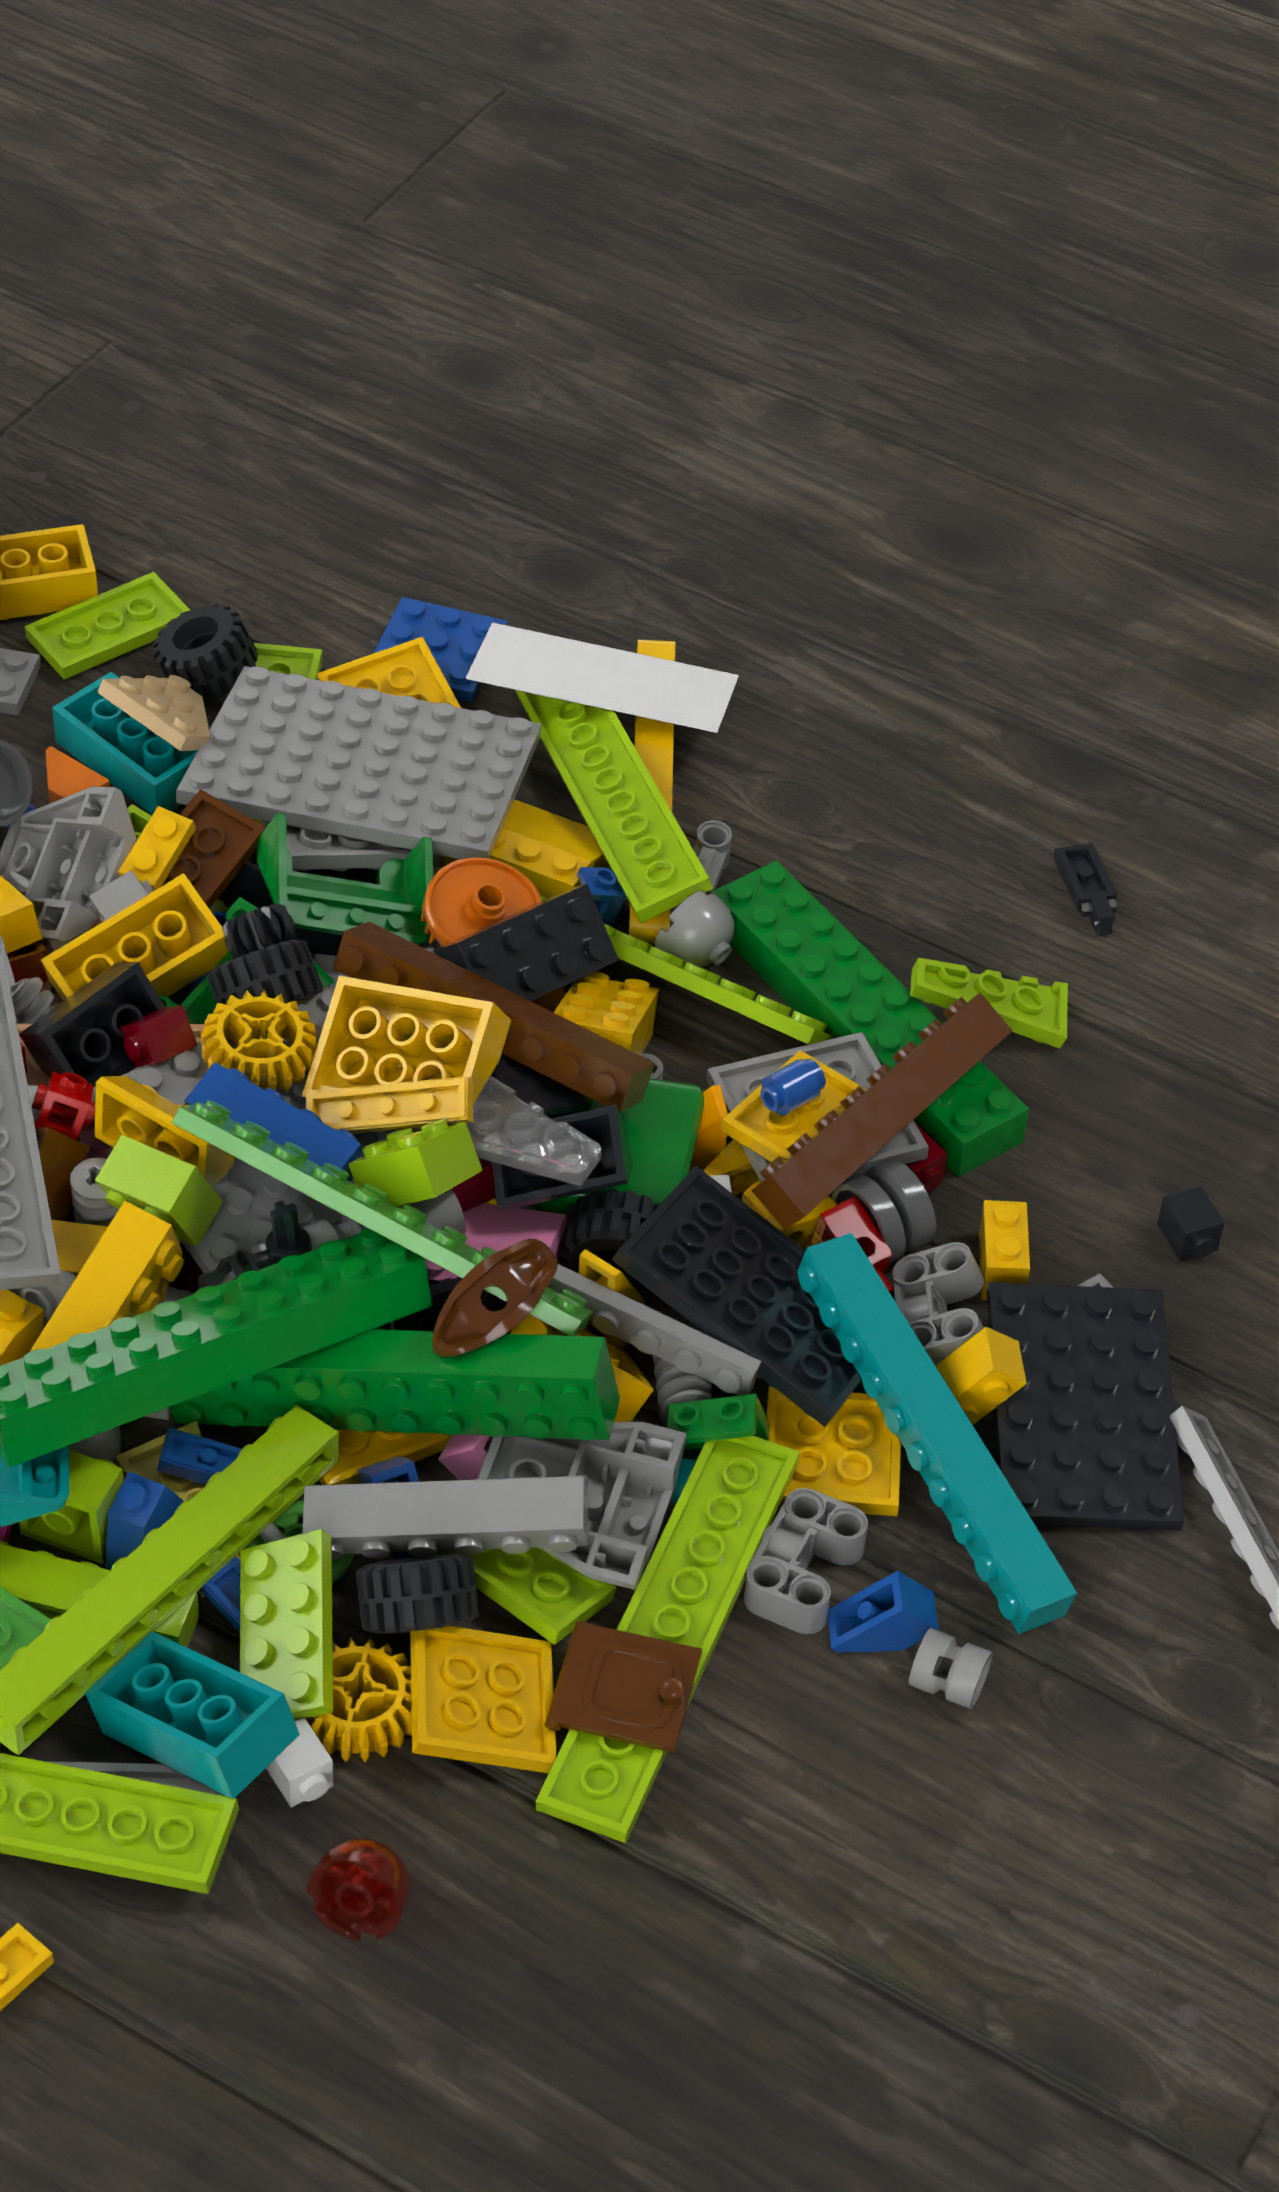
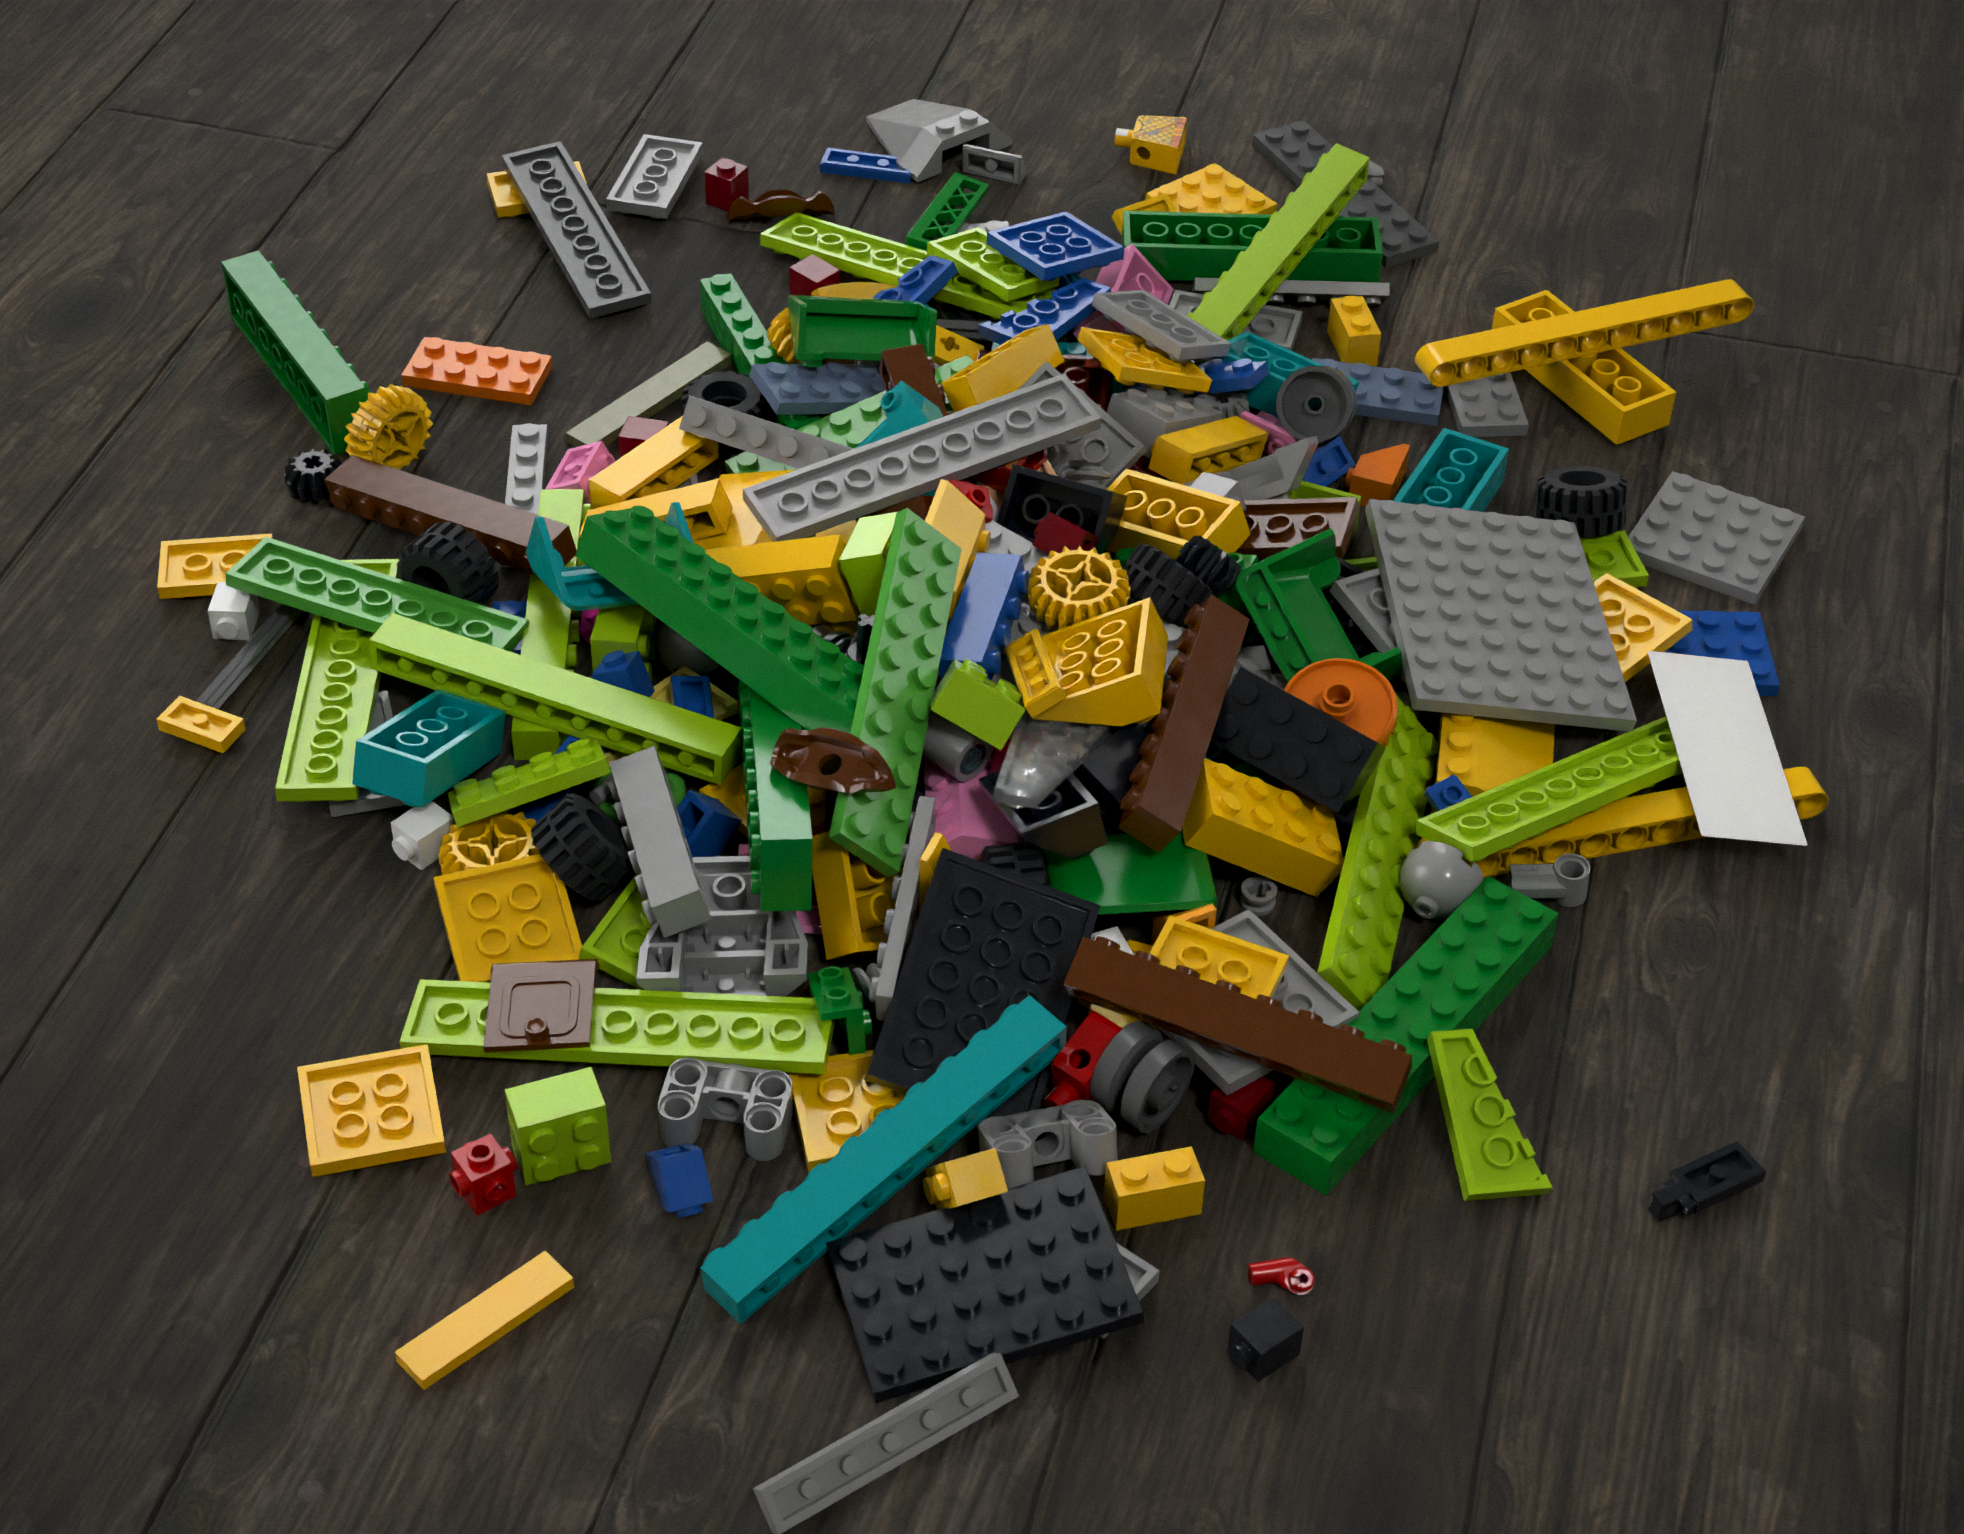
camera: 75 degrees right, 5 degrees down
(105, 625) = (1572, 441): lime plate -> none
(158, 847) = (1282, 498): yellow plate -> none
(162, 706) = (1475, 478): tan plate -> none
(277, 584) = (1714, 537): none -> light grey plate
(360, 1888) = (313, 890): clear red cylinder -> none
(709, 1881) = (370, 1110): none -> yellow plate
(792, 1086) = (1220, 944): blue brick -> none
(812, 1698) = (558, 1125): none -> lime brick
(840, 1784) = (483, 1174): none -> red brick
(966, 1673) = (631, 1230): light grey wheel -> none
(1017, 1825) = (484, 1320): none -> yellow tile
(1114, 1191) = (1284, 1272): none -> red arm

